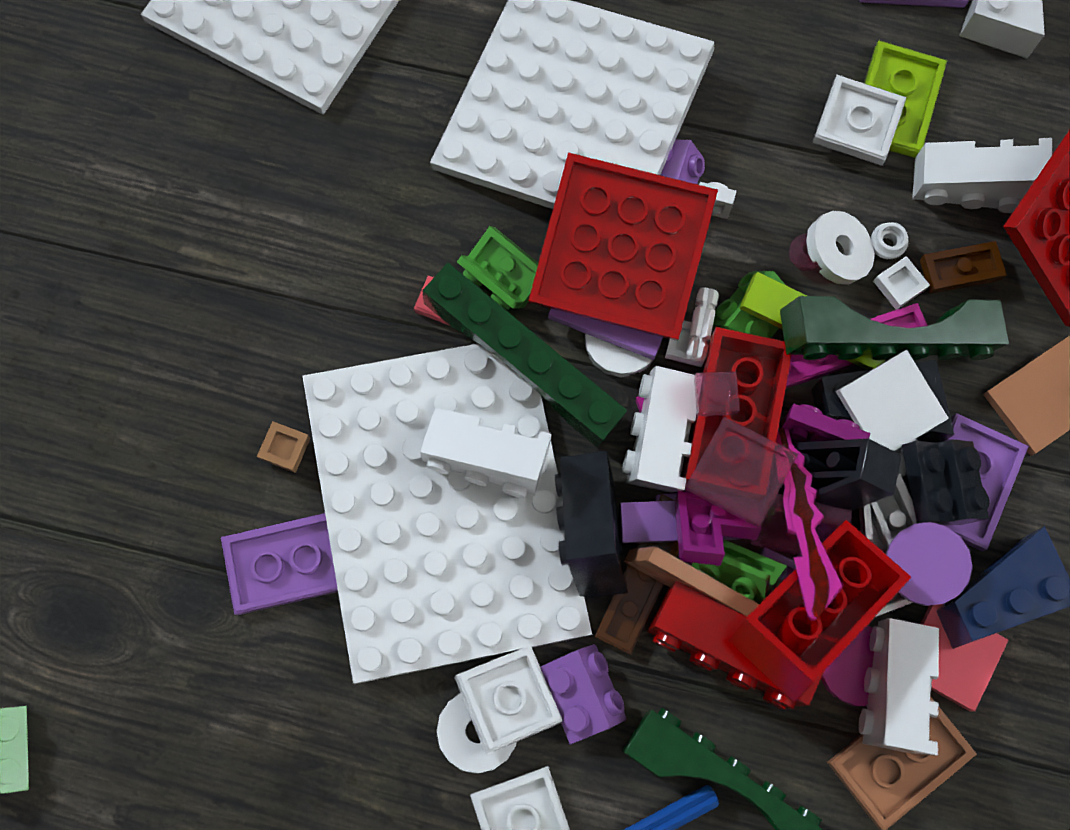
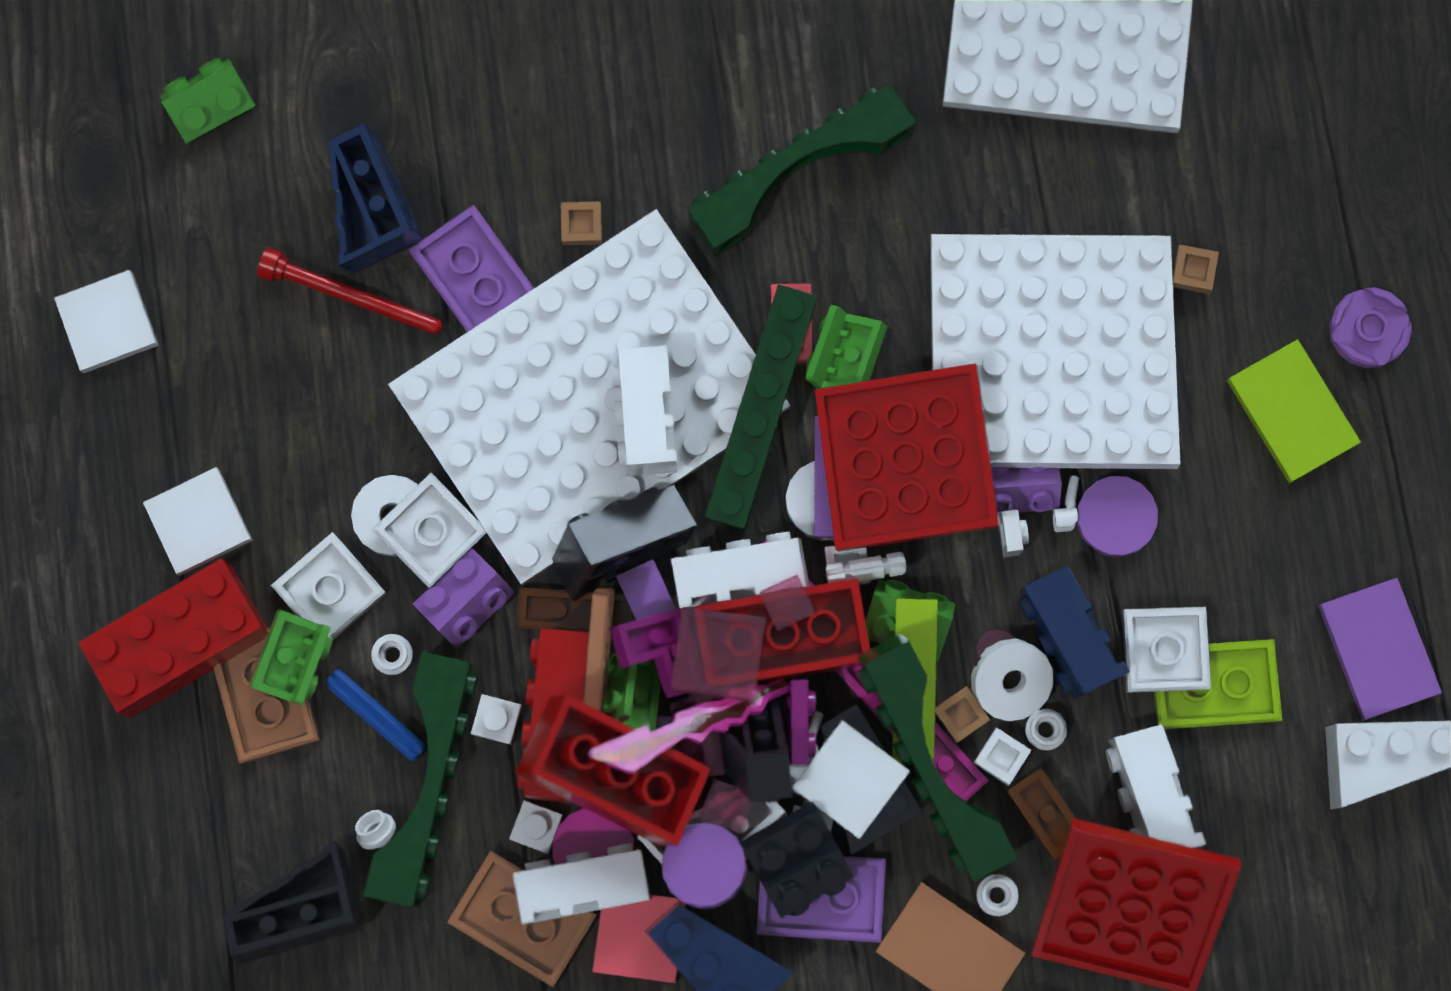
camera: 70 degrees right, 5 degrees up
(176, 632) = (369, 201): none -> dark blue wedge
(190, 748) = (276, 266): none -> red piece
(315, 174) = (867, 127): none -> dark green arch
(623, 783) = (379, 651): none -> white plate
(708, 708) = (496, 719): none -> white plate
(715, 152) = (1066, 518): none -> white hand
(730, 116) = (1117, 516): none -> medium lavender tile
(823, 185) = (1070, 633): none -> dark blue wedge
(823, 713) = (536, 827): none -> white plate
(857, 296) = (961, 715): none -> medium nougat plate
(880, 523) = (725, 807): none -> clear pink plate
(1027, 331) = (1010, 892): none -> white plate

